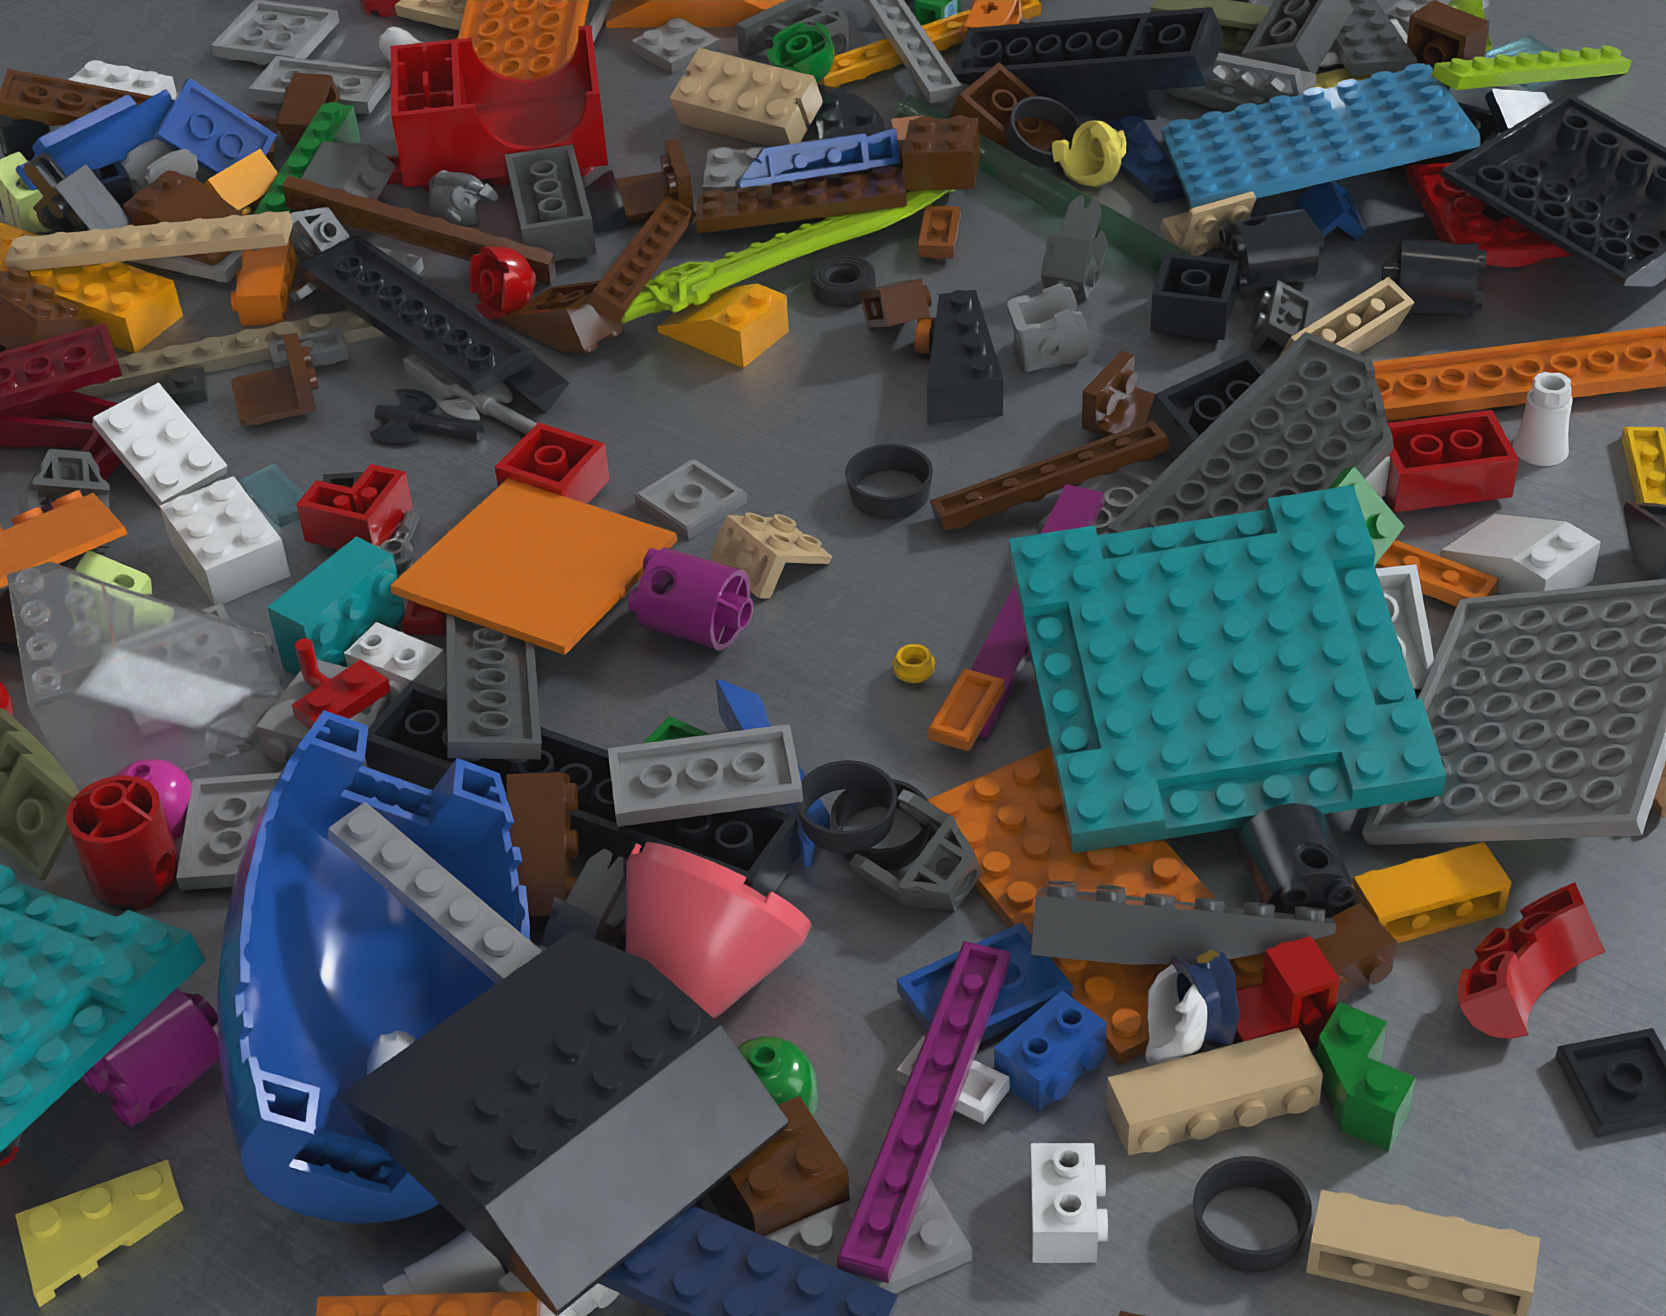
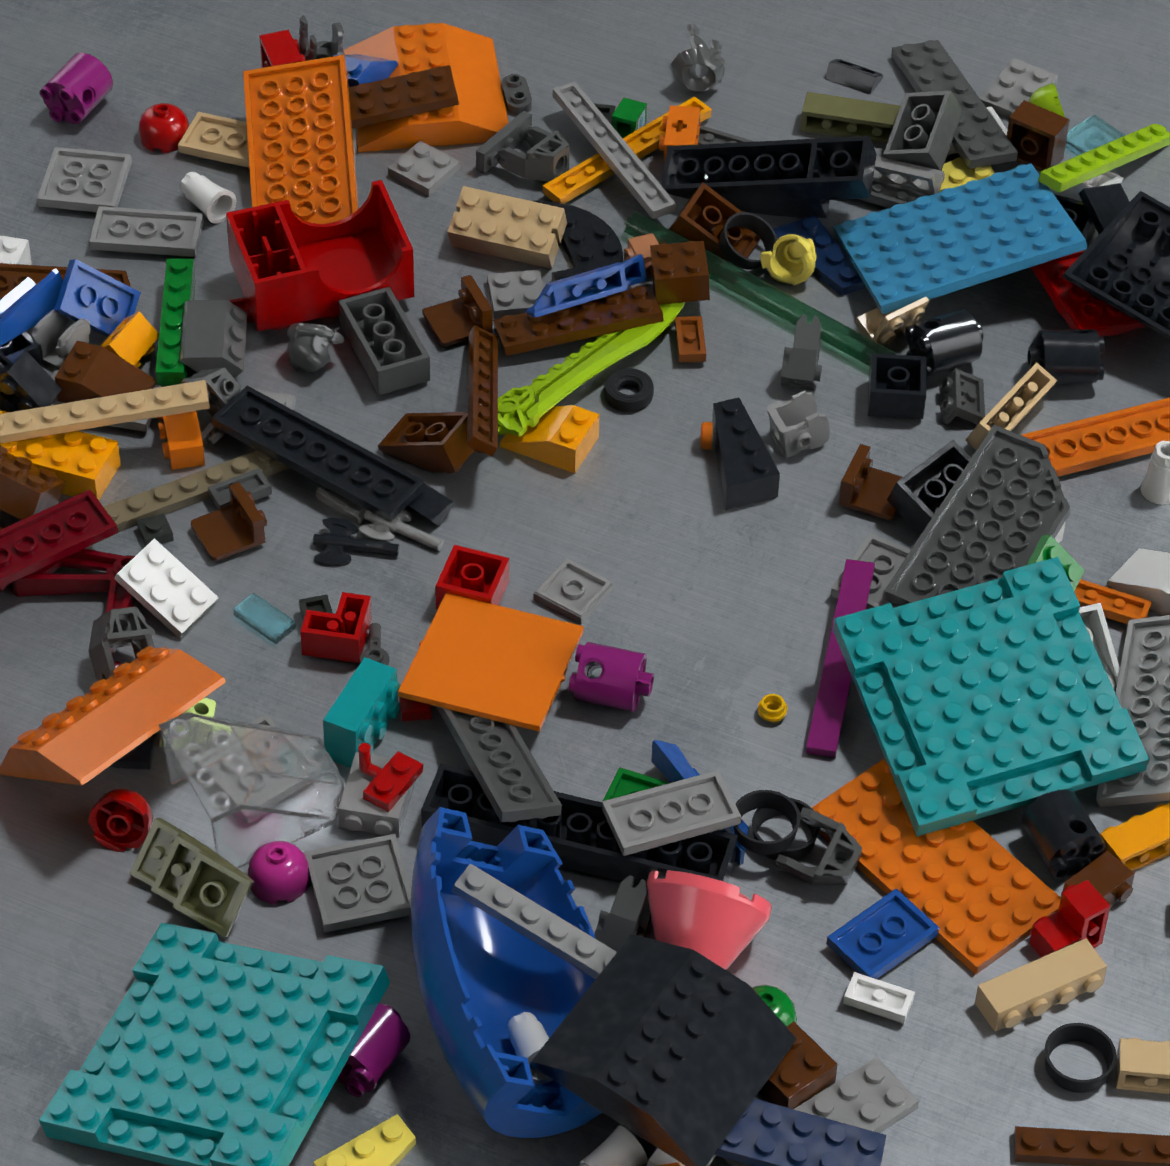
camera: 15 degrees left, 5 degrees up
(123, 840) = (284, 904): red cylinder -> none
(225, 541) = (249, 660): white brick -> none
(302, 102) = (150, 258): reddish brown brick -> none
(399, 658) = (416, 742): white brick -> none
(408, 226) = (294, 377): reddish brown plate -> none
(501, 281) = (371, 417): red cylinder -> none
(543, 833) = (574, 851): reddish brown brick -> none
(605, 203) = (425, 329): black slope -> none
(763, 547) = (643, 629): tan bracket -> none
(803, 50) = (544, 180): green cylinder -> none
(884, 458) = (720, 544): black tyre -> none
(895, 303) = (680, 412): reddish brown brick -> none
(923, 1114) = (870, 1018): magenta tile -> none
(966, 709) = (820, 740): orange tile -> none
(1049, 475) = (830, 550): reddish brown plate -> none
(1051, 1050) = (936, 971): blue brick -> none
(1065, 1203) = (968, 1066): white brick -> none
(1156, 927) = (988, 884): dark grey wedge -> none
(1191, 1007) = (1020, 934): piece -> none
(1330, 207) = (979, 299): blue panel -> none
(1366, 1094) = (1132, 974): green brick -> none
(1449, 461) = (1105, 512): red brick -> none

